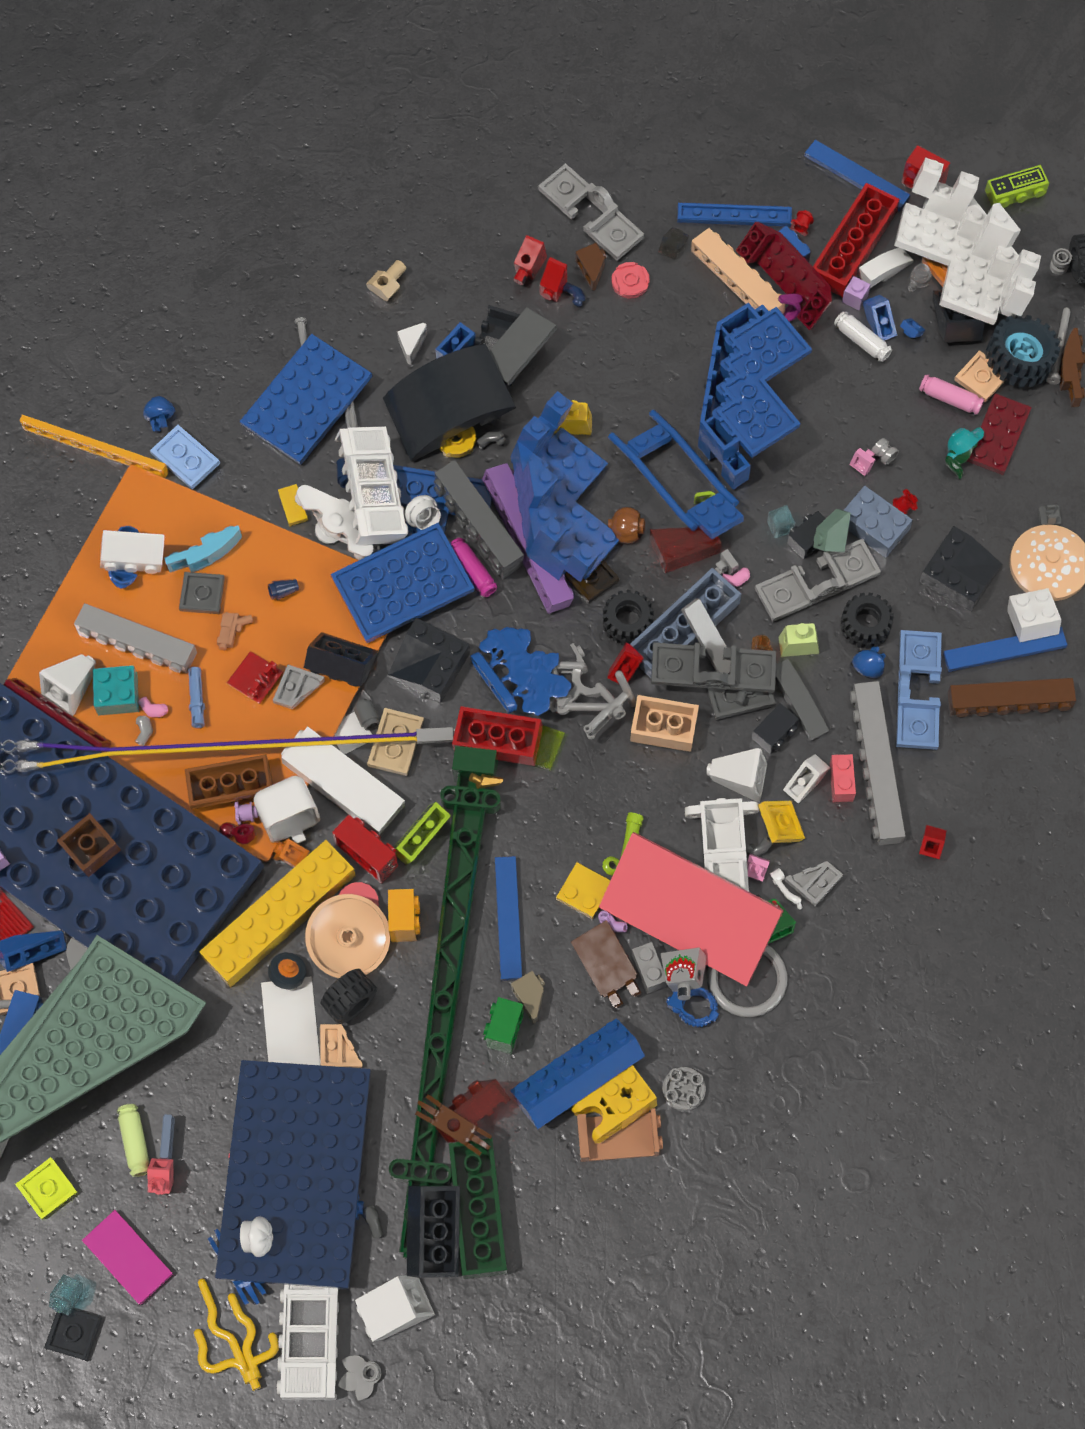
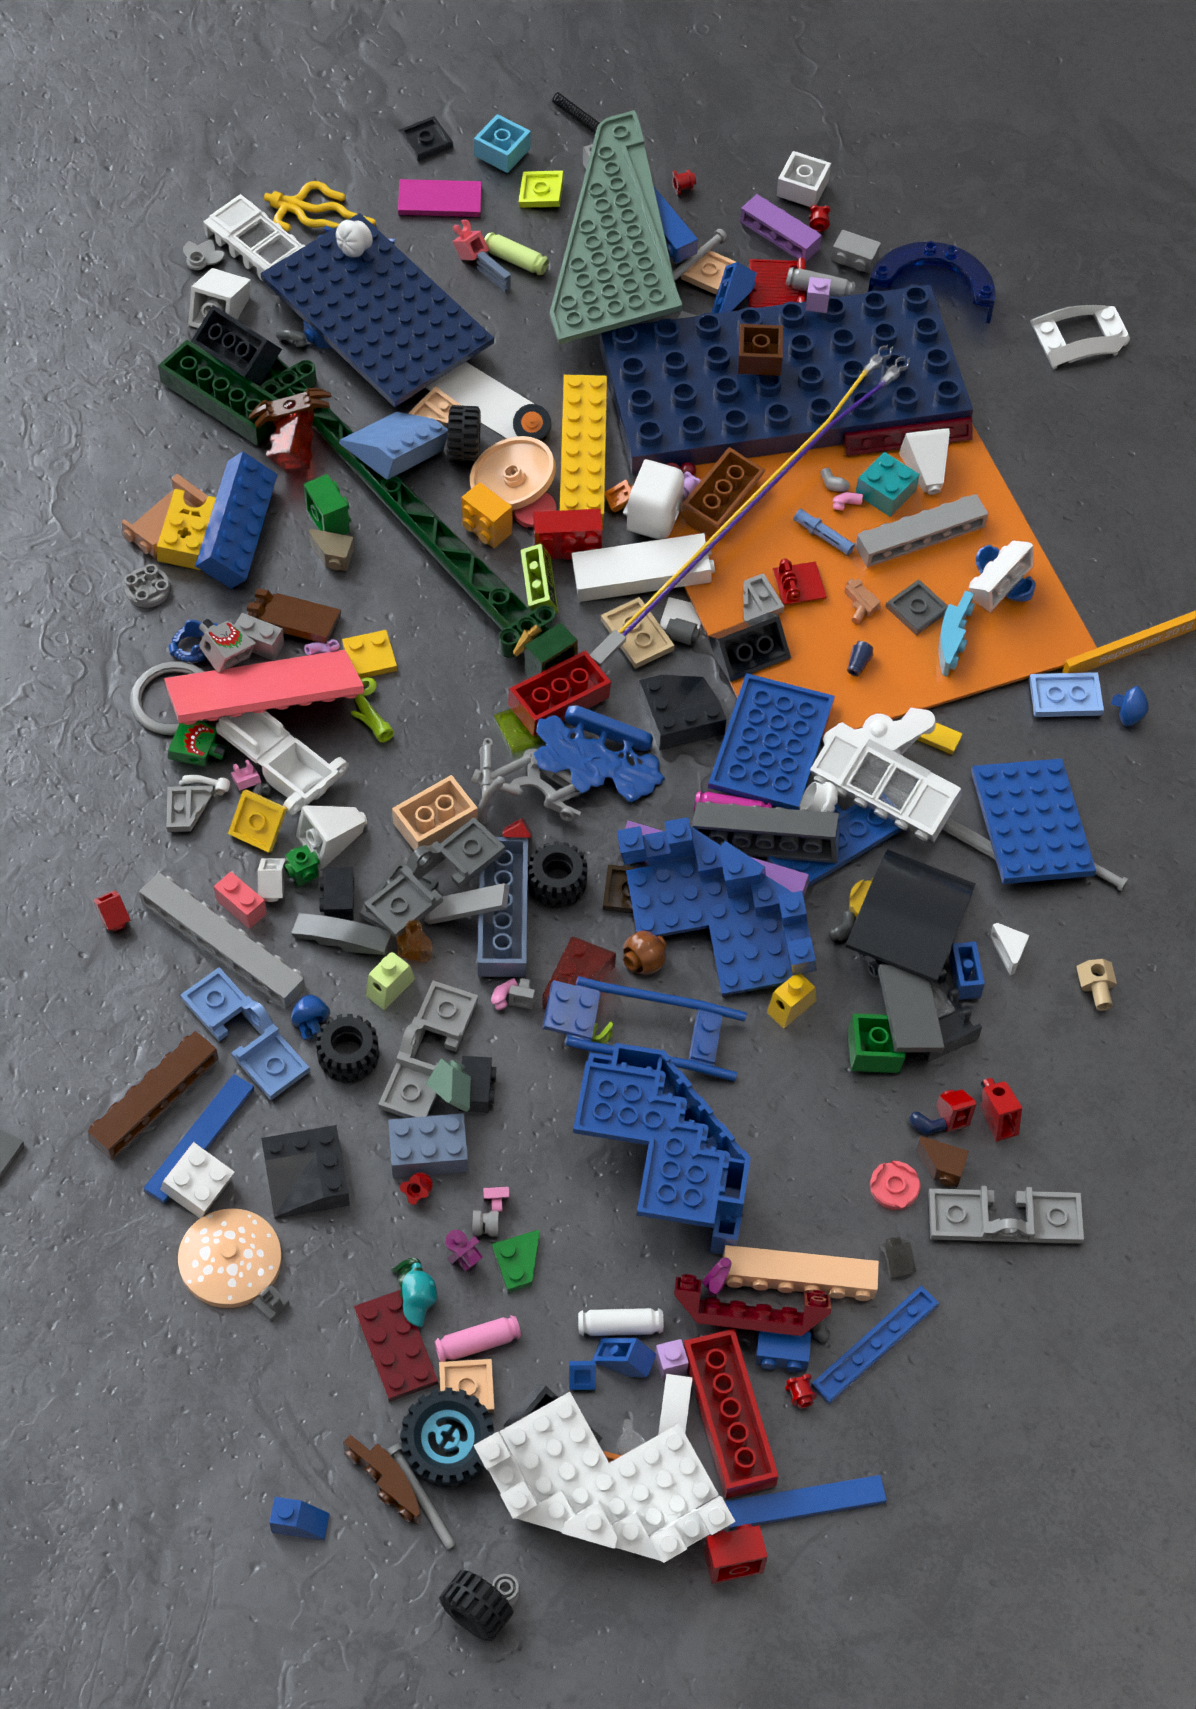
camera: 130 degrees right, 10 degrees down
(29, 1256) = (502, 143): none -> medium azure brick
(65, 1295) = (452, 143): clear light blue brick -> none
(402, 1036) = (397, 442): none -> medium blue slope
(508, 918) = (408, 589): blue tile -> none
(559, 354) = (872, 1045): none -> green brick
(780, 521) = (513, 1070): clear light blue brick -> none
(780, 766) = (302, 865): none -> green brick
(884, 420) = (517, 1260): none -> green wing
(916, 440) = (463, 1252): none -> magenta hips
(1017, 186) = (630, 1639): lime brick -> none

